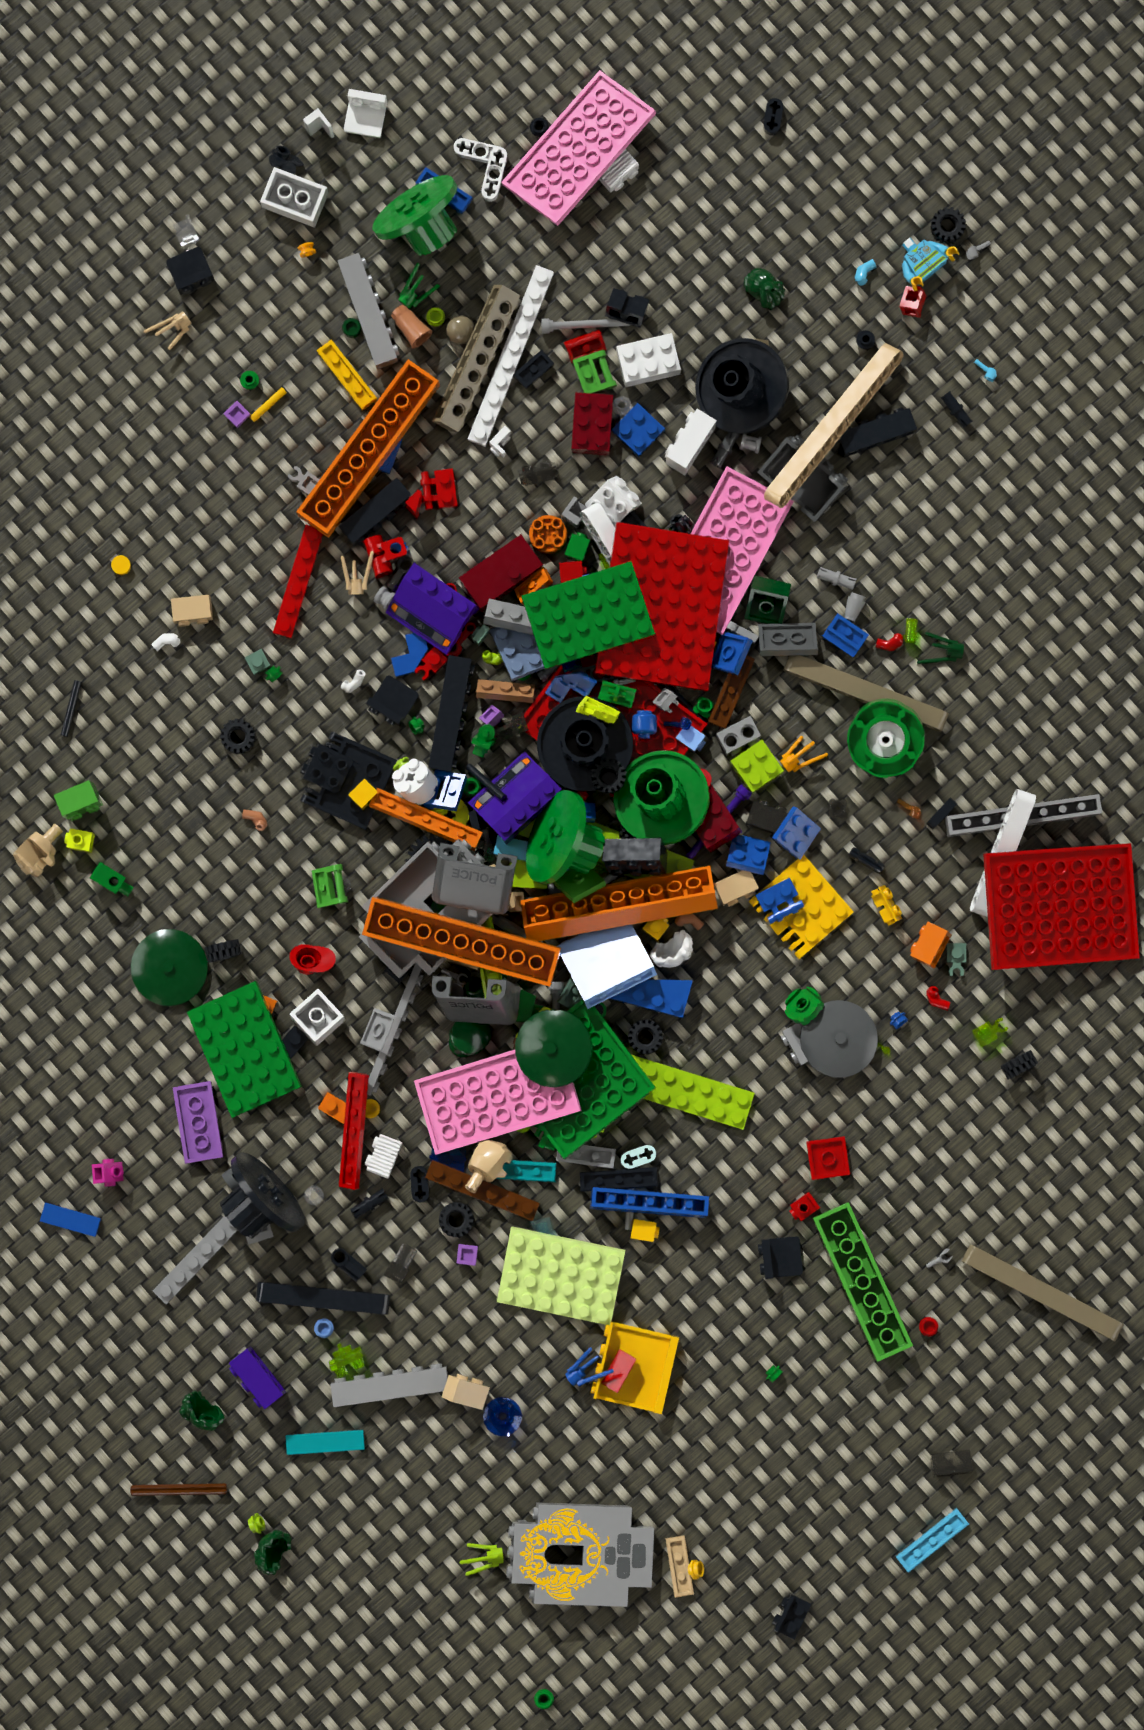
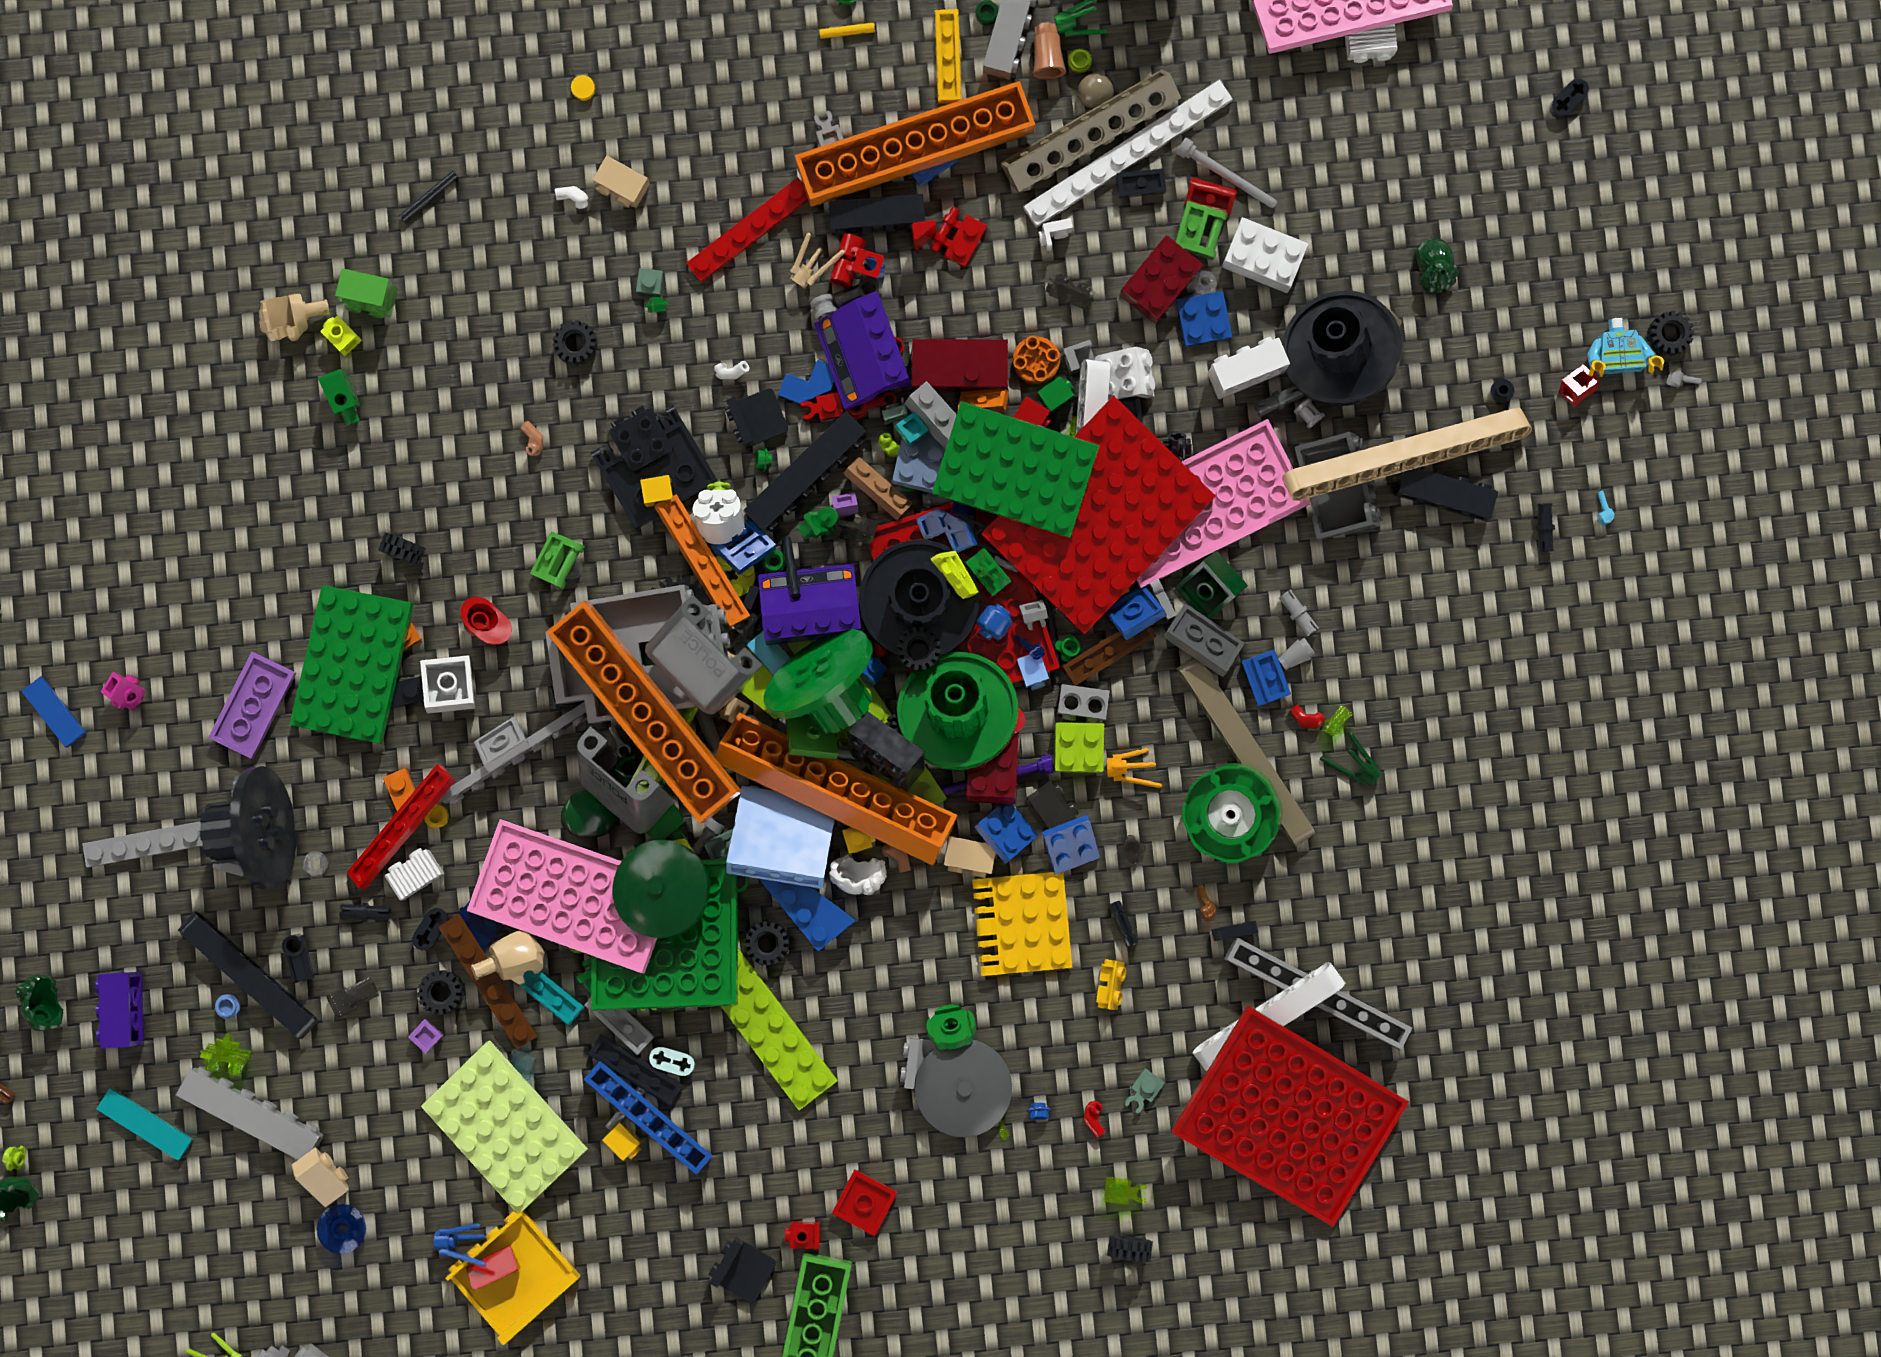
camera: 25 degrees right, 0 degrees up
(169, 967) = (337, 527): dark green dish -> none
(236, 414) = (808, 18): medium lavender plate -> none
(500, 636) = (911, 429): none -> teal plate
(626, 308) = (1280, 187): black brick -> none
(777, 895) = (1004, 894): blue plate -> none
(862, 270) = (1549, 318): medium azure arm -> none
(930, 944) = (1126, 1057): orange brick -> none

